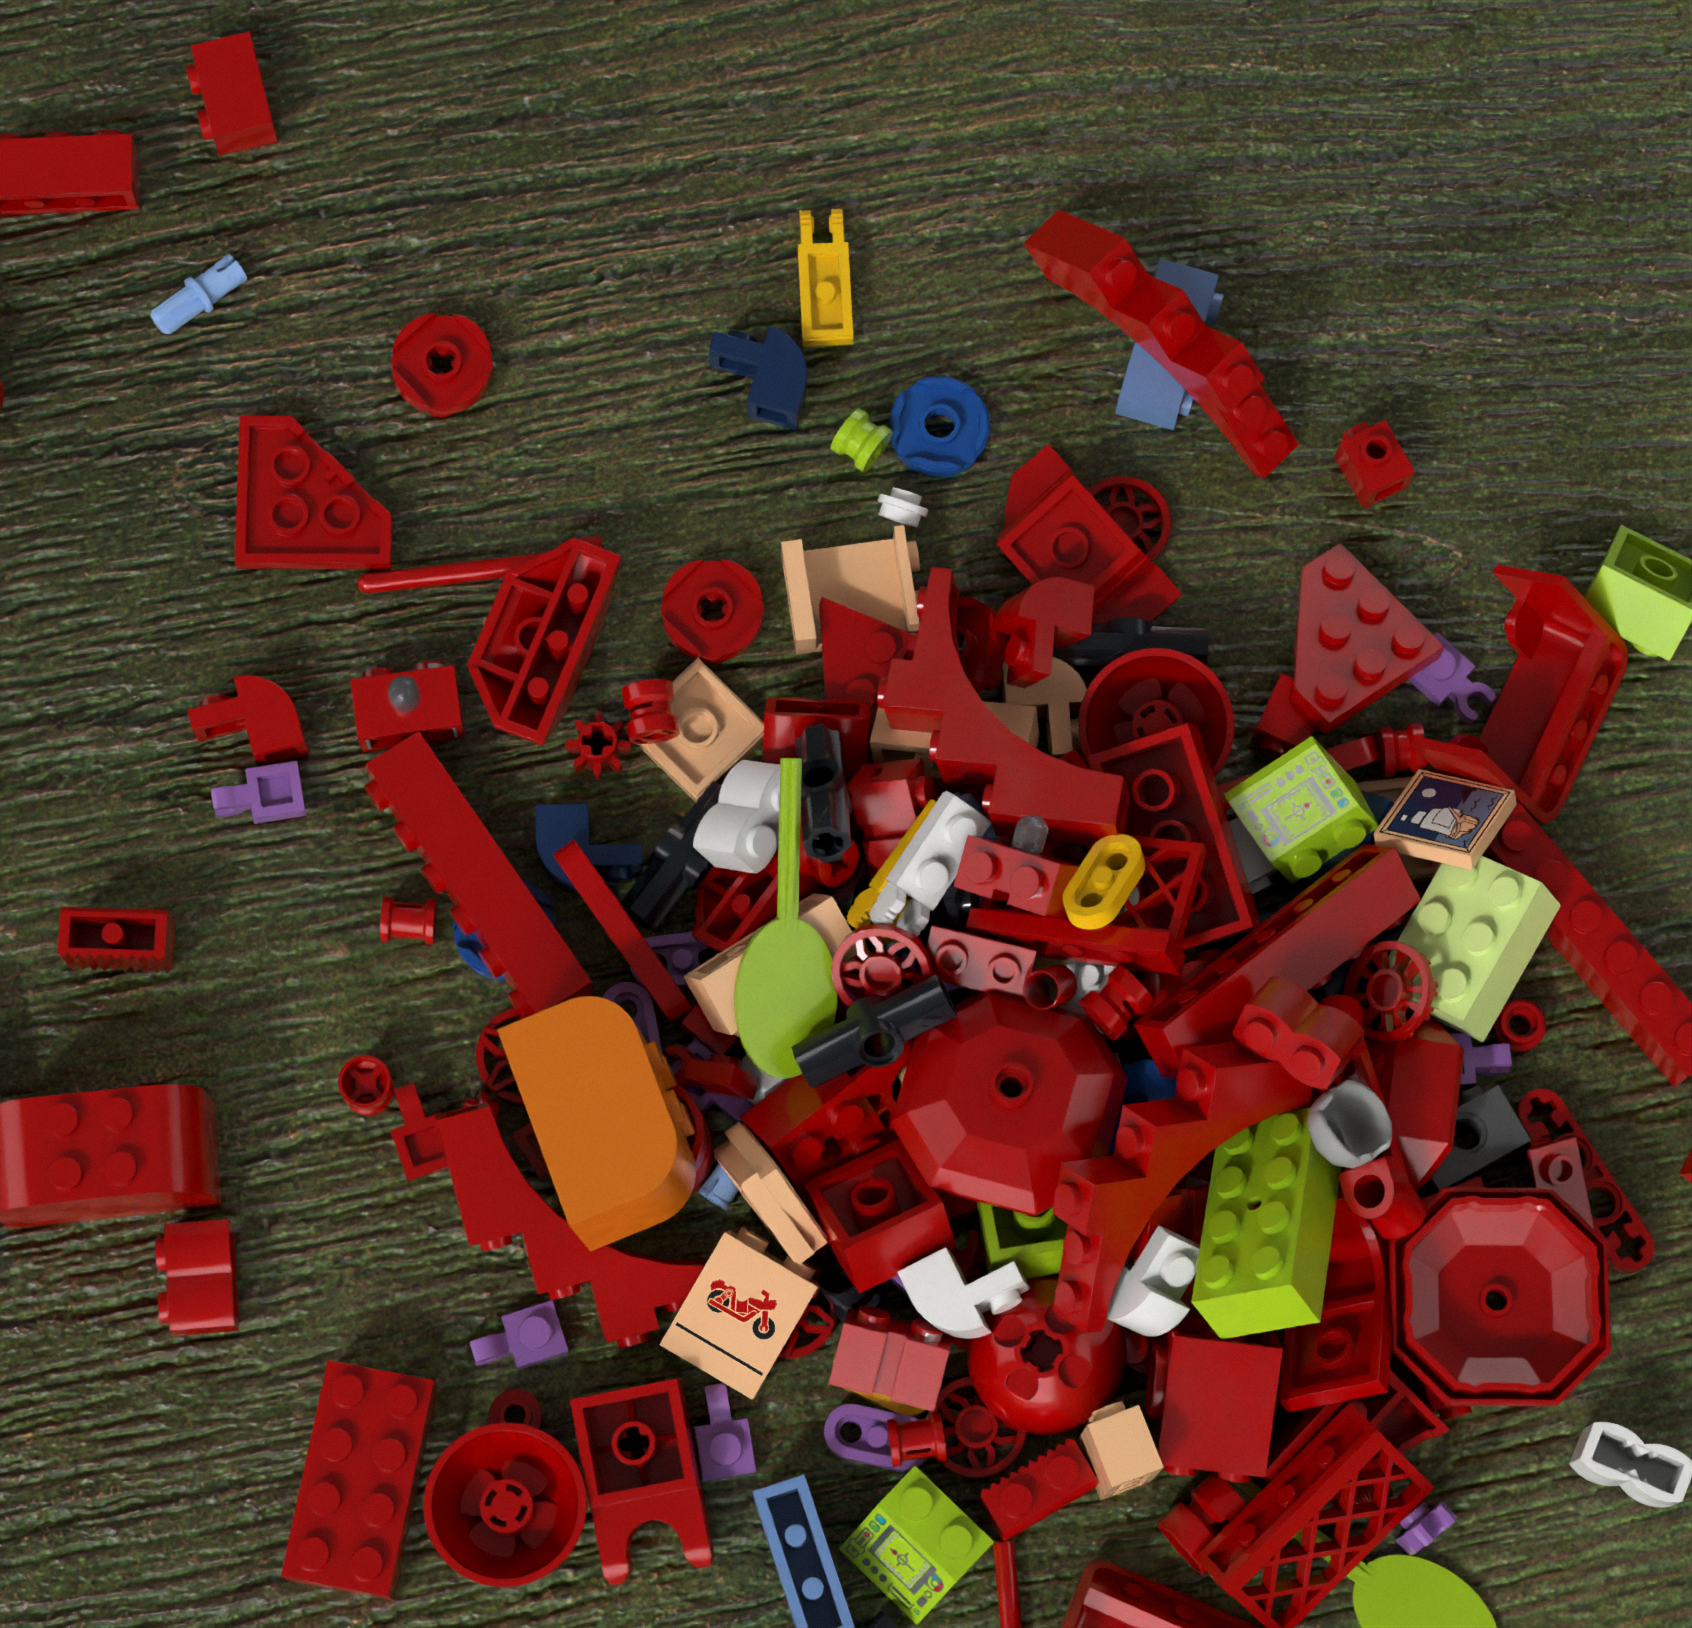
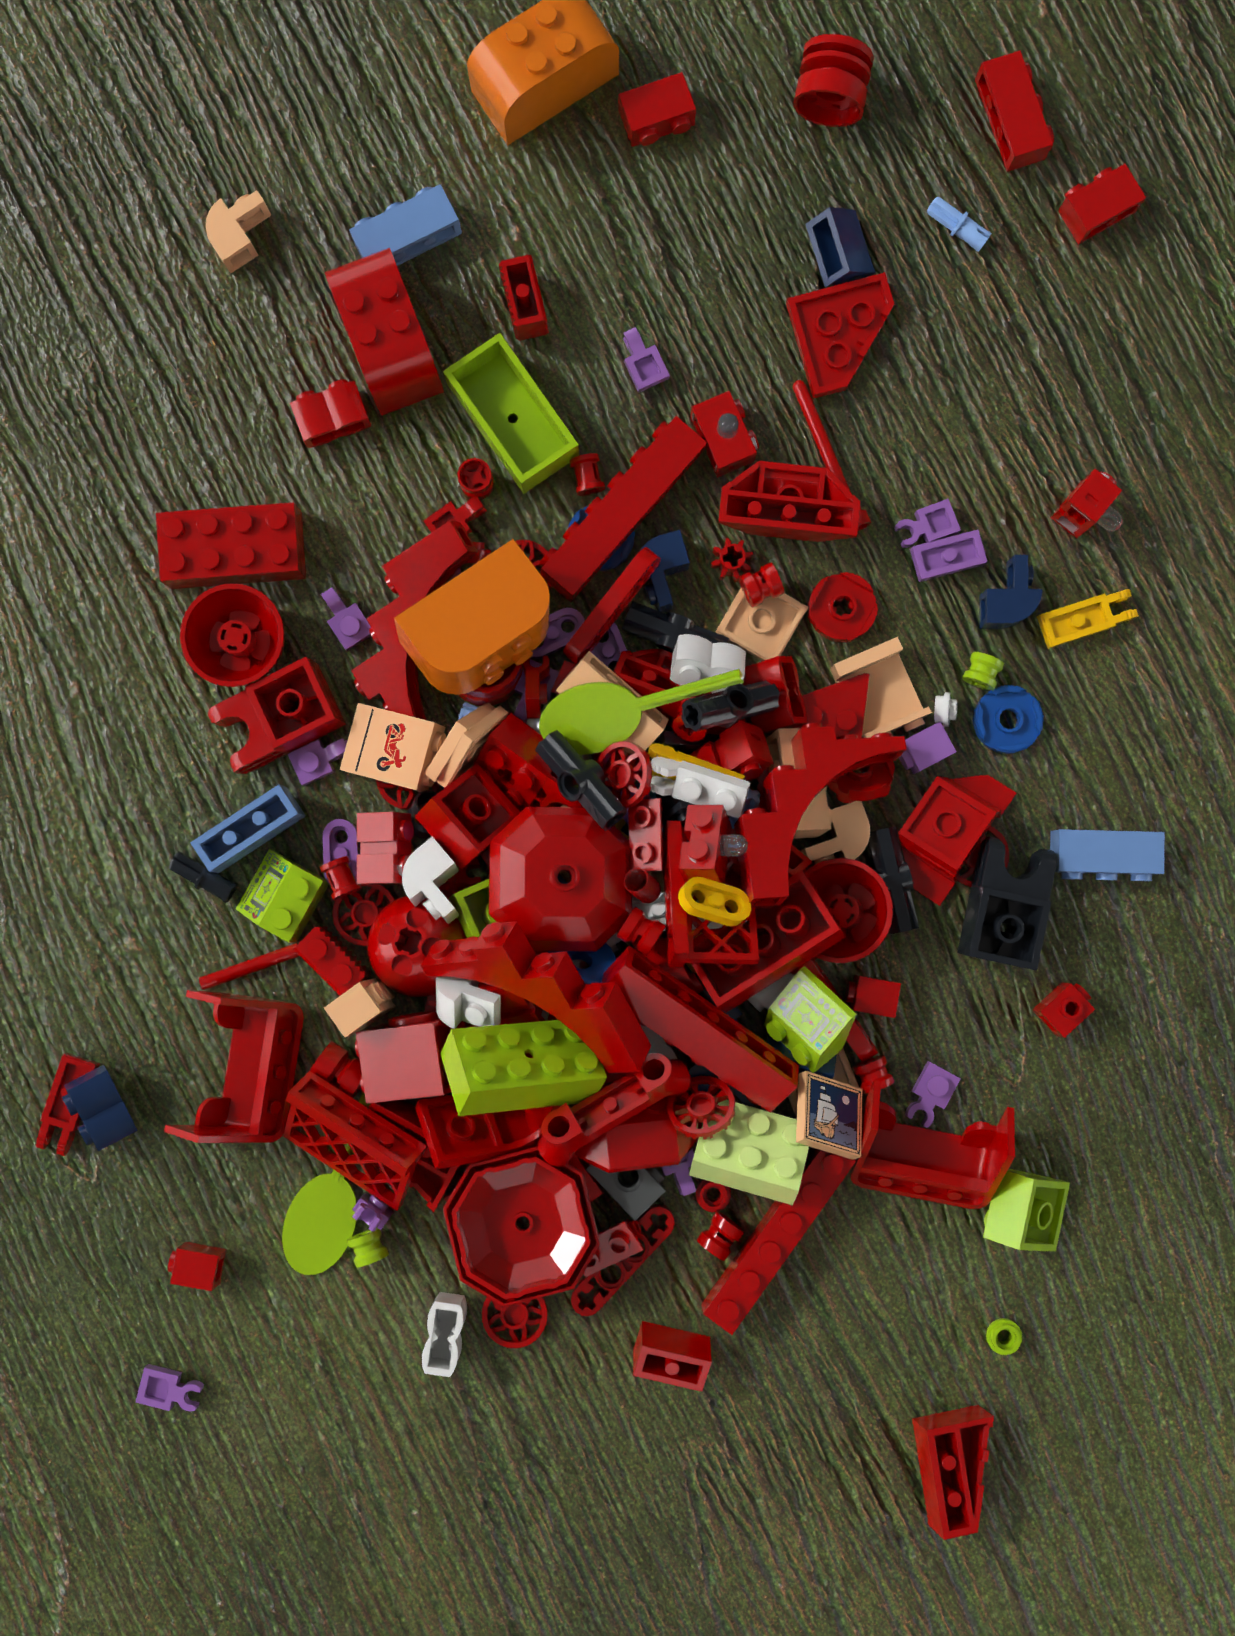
camera: 80 degrees right, 10 degrees up
(181, 469) = (839, 246): none -> dark blue brick
(236, 1011) = (496, 386): none -> lime piece
(260, 709) = (693, 347): red brick -> none
(441, 392) = (959, 409): red plate -> none
(518, 1398) = (305, 635): red plate -> none
(626, 451) = (932, 523): none -> medium lavender plate
(667, 229) = (1090, 504): none -> red piece
(680, 442) = (948, 555): none -> medium lavender plate
(952, 543) = (927, 748): none -> medium lavender brick
(1041, 617) = (891, 815): red brick -> none
(1166, 325) = (1118, 845): red arch -> none
(1199, 498) = (1017, 902): none -> black brick
(1304, 1036) = (646, 1054): red brick -> none
(1349, 1125) = (597, 1103): light grey hair -> none
(1351, 640) = (937, 1024): red plate -> none
(1477, 1550) = (367, 1247): none -> lime wheel
(1590, 1037) = (716, 1242): none -> red wheel
(1631, 1361) = (514, 1318): none -> red wheel

